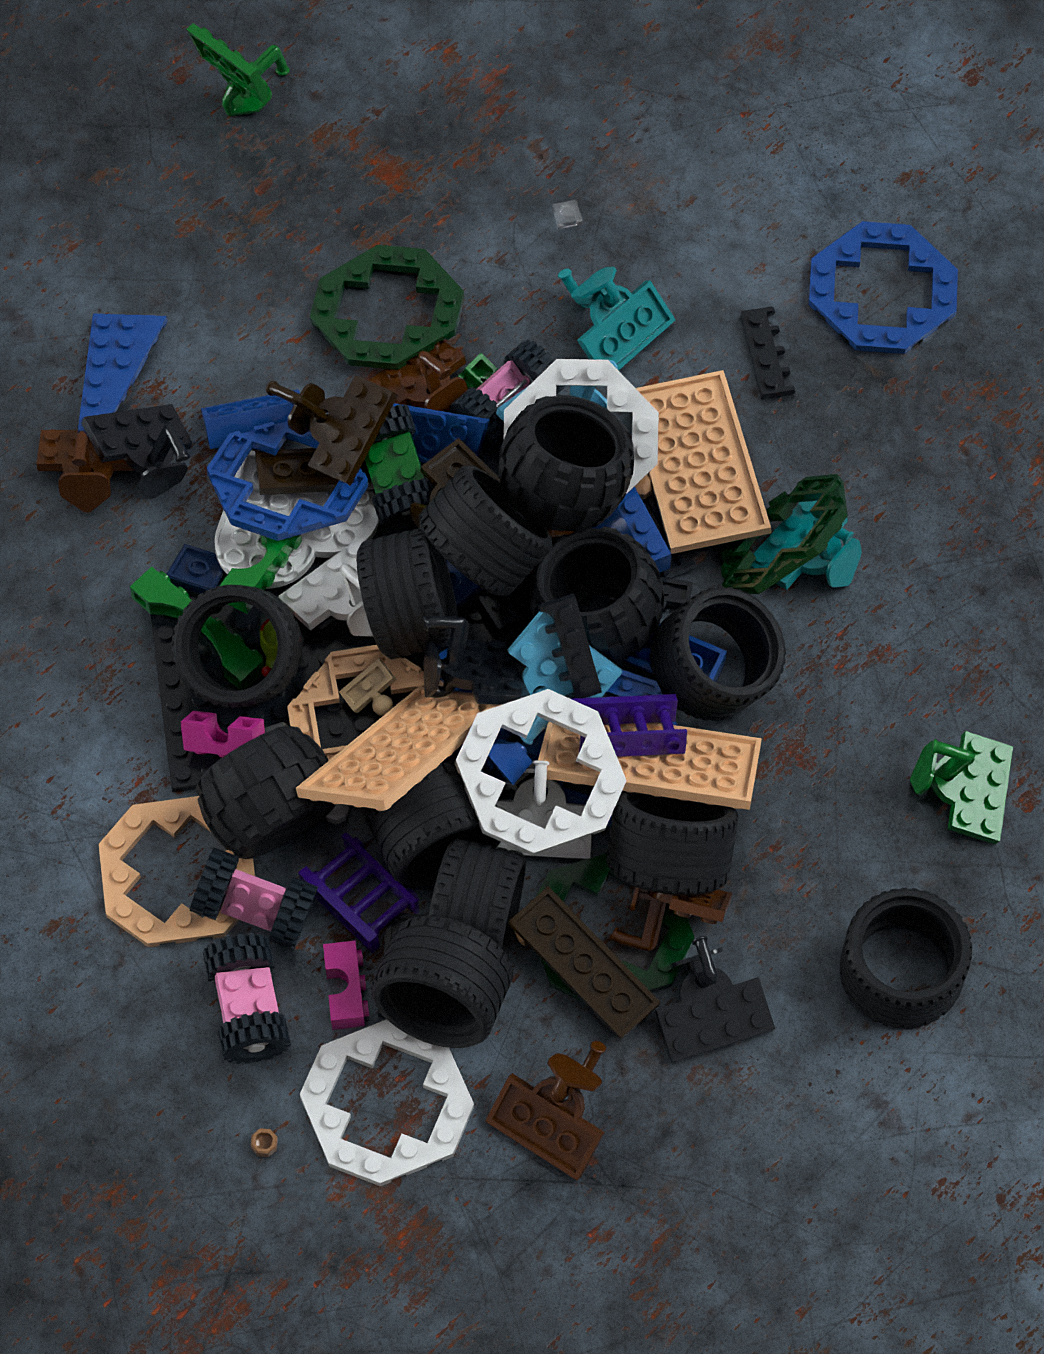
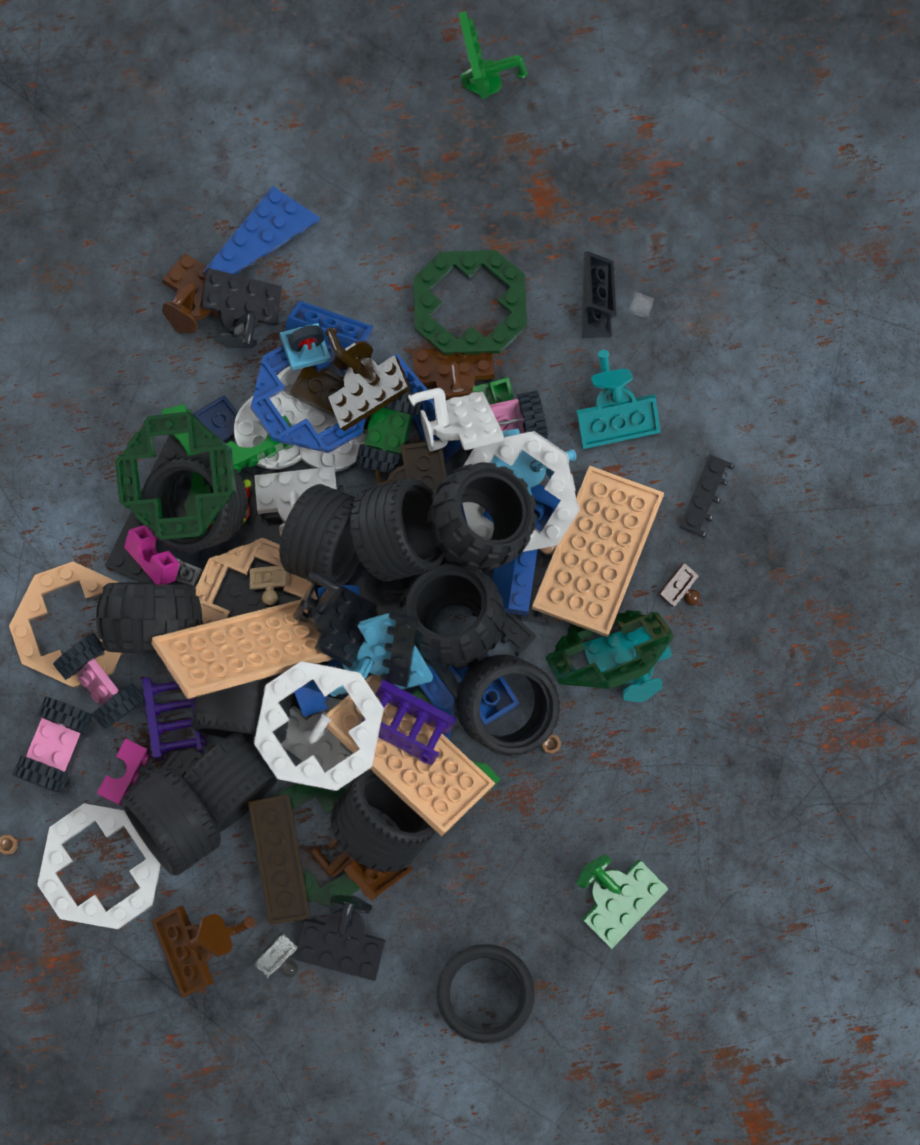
camera: 35 degrees right, 15 degrees up
(246, 429) = (305, 346): none -> plate
(261, 622) = (200, 440): none -> dark green plate
(465, 403) = (460, 419): none -> white plate
(514, 230) = (597, 296): none -> black slope
(649, 1071) = (276, 955): none -> clear smoke plate
(788, 680) = (552, 745): none -> medium nougat tile
(804, 452) = (679, 585): none -> plate
(921, 258) = (815, 454): blue plate -> none

